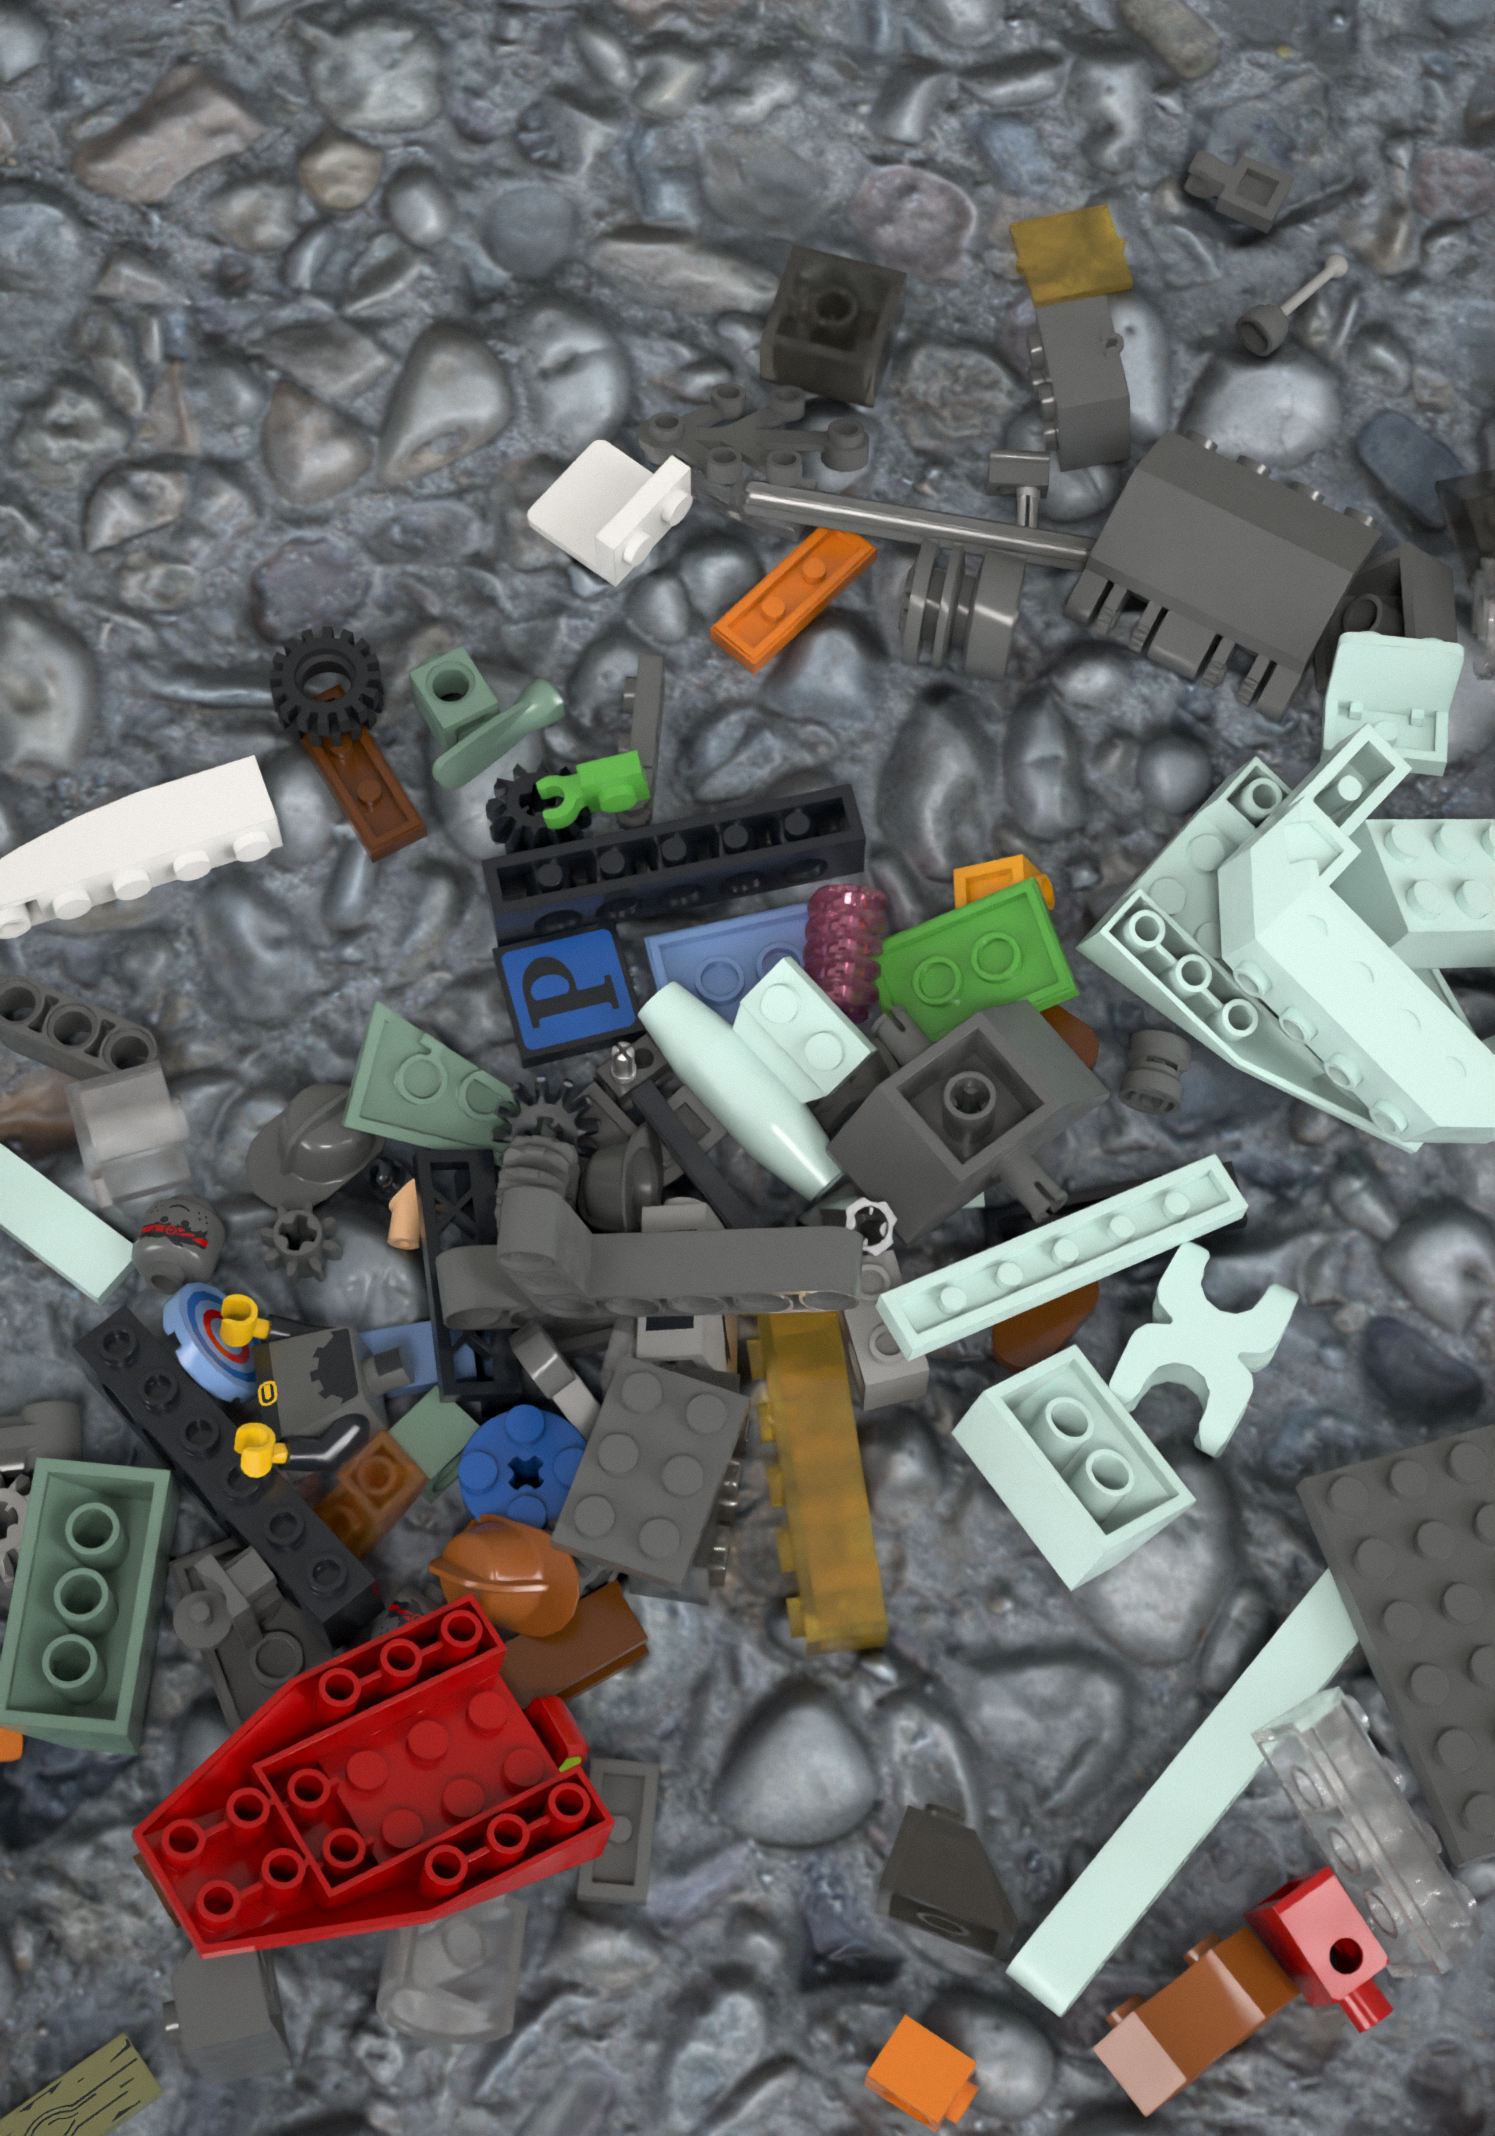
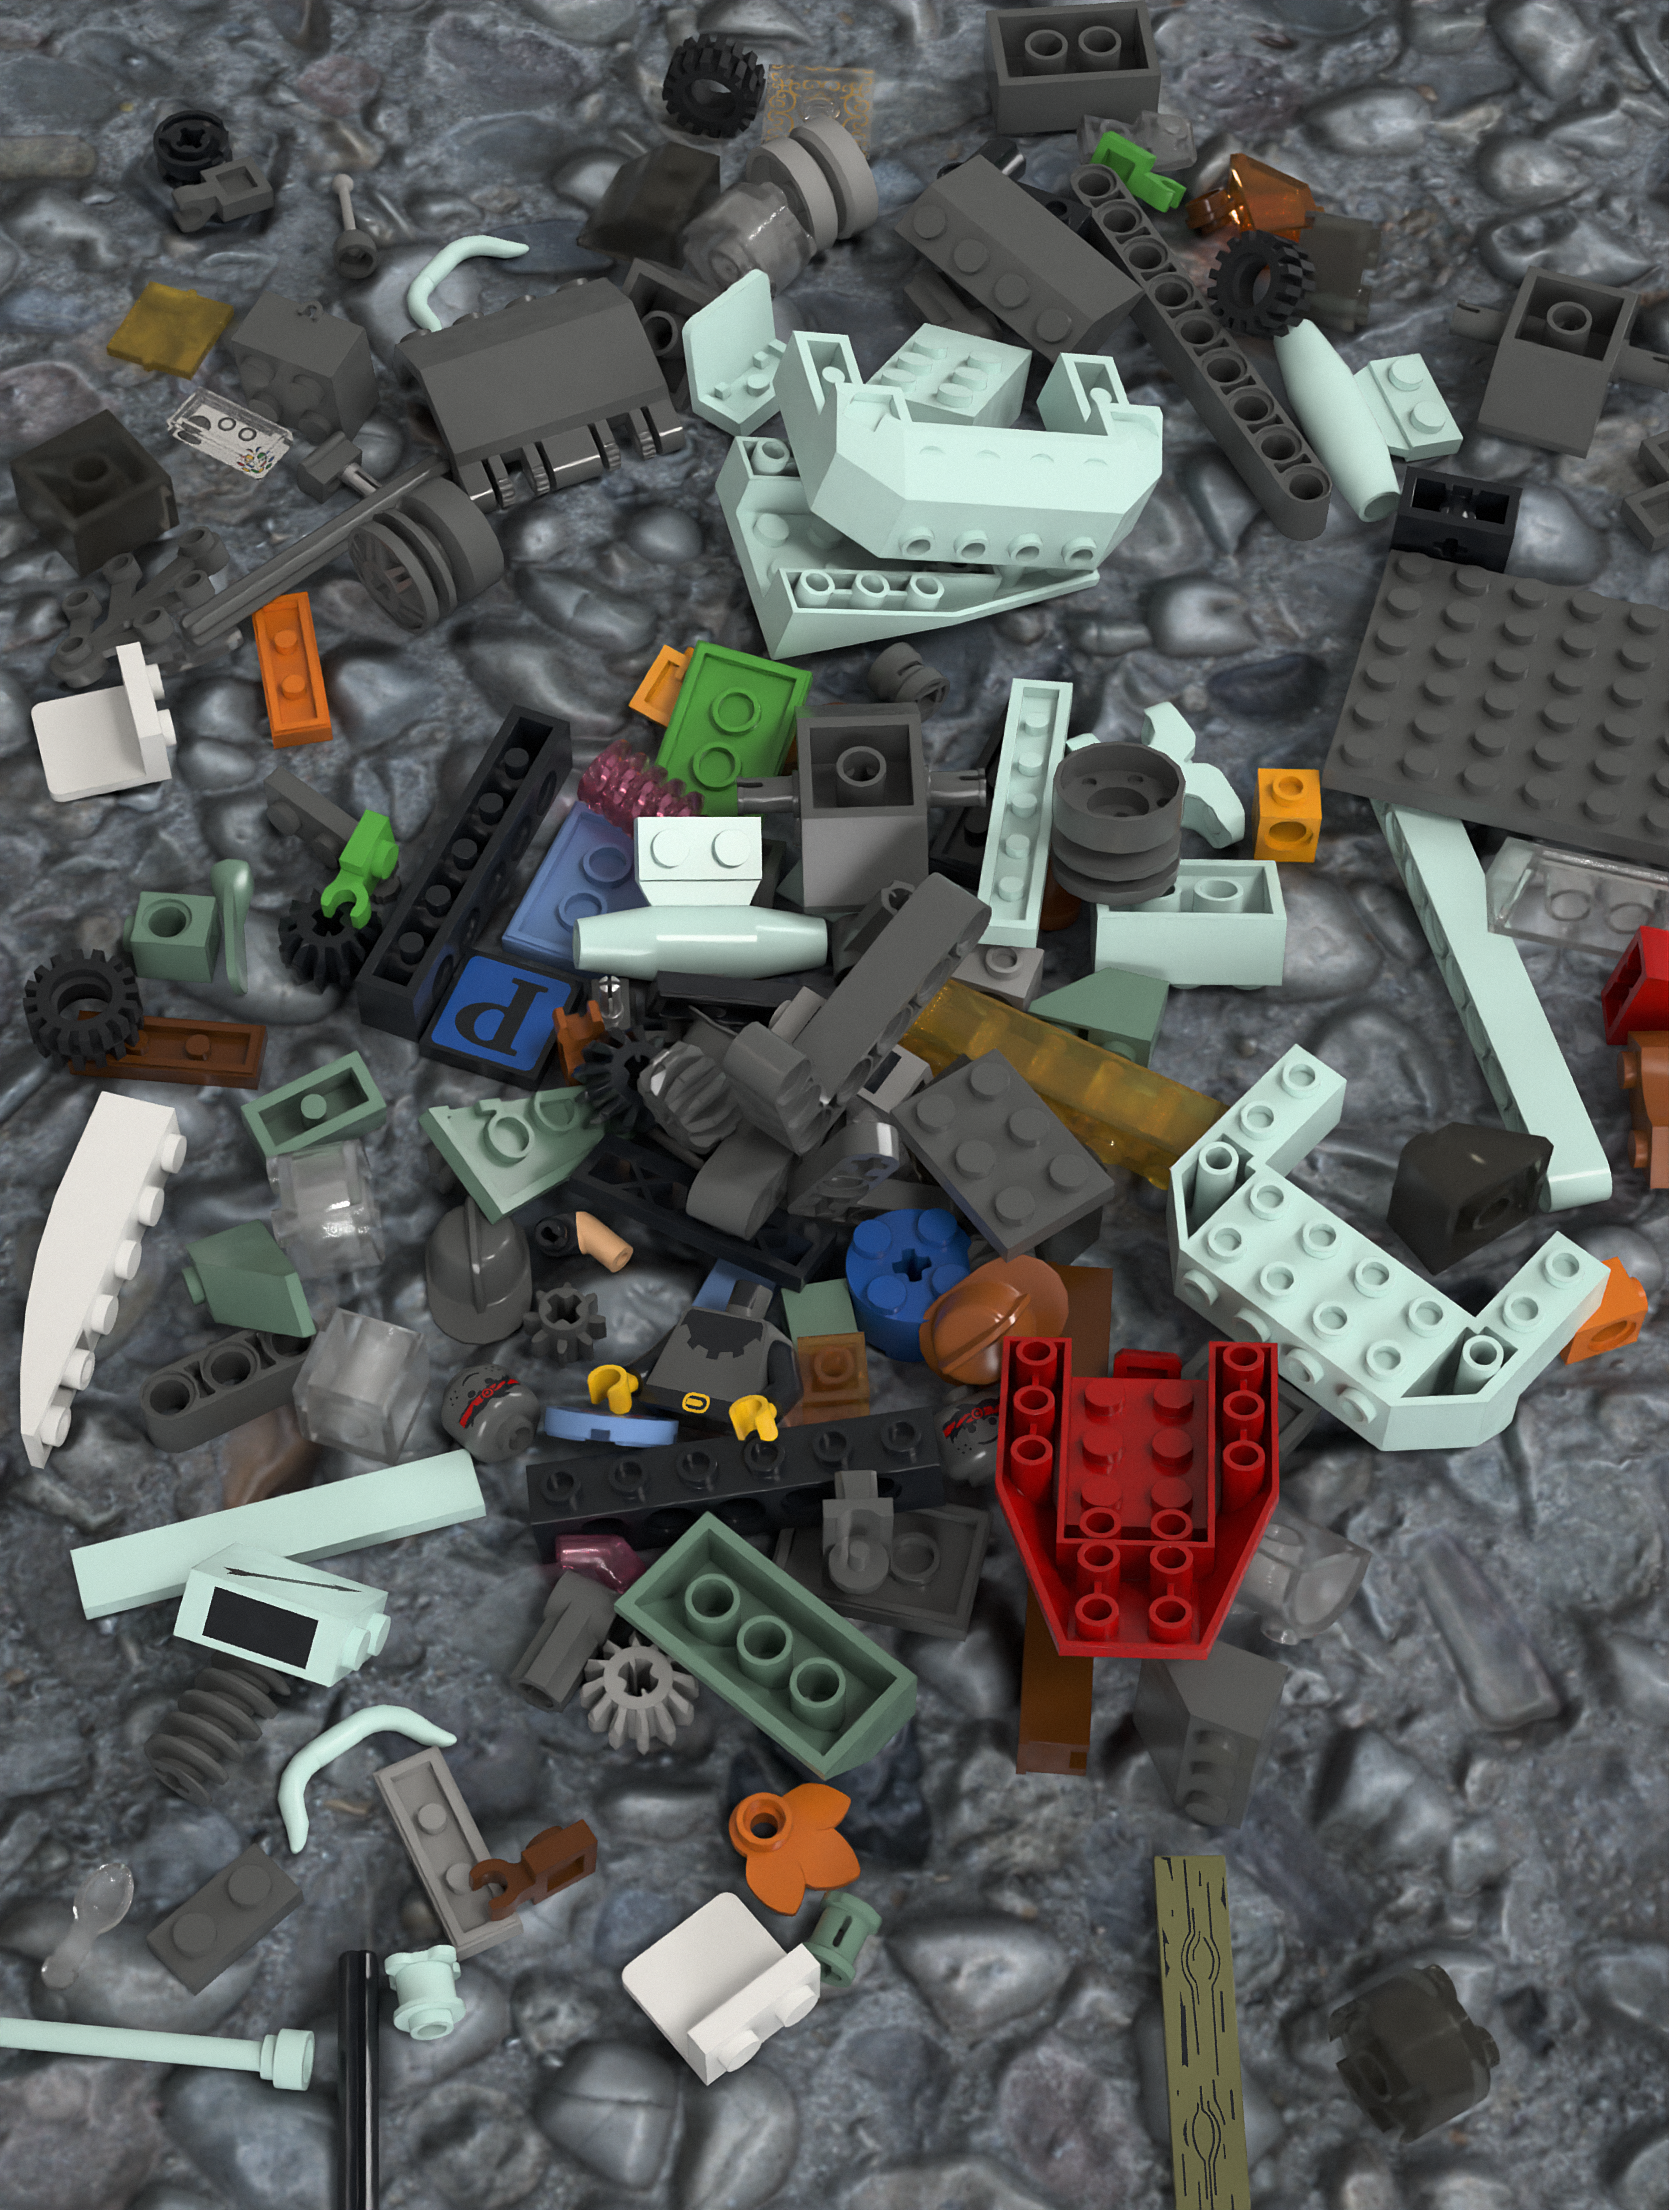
camera: 55 degrees left, 10 degrees down
(104, 1421) = (605, 1554): none -> clear pink arm
(162, 982) = (247, 1281): none -> sand green slope
(266, 994) = (326, 1209): none -> clear brick
(351, 921) = (316, 1109): none -> sand green brick
(563, 1060) = (572, 1034): none -> dark orange plate
(726, 1841) = (1345, 1313): none -> light aqua wedge
(921, 1466) = (1111, 1011): none -> sand green slope
(998, 376) = (230, 433): none -> clear tile
(1083, 1341) = (1117, 823): none -> dark grey wheel
(1258, 1477) = (1286, 815): none -> light orange brick
(1273, 112) = (190, 144): none -> black wheel
(1309, 403) = (444, 263): none -> light aqua animal

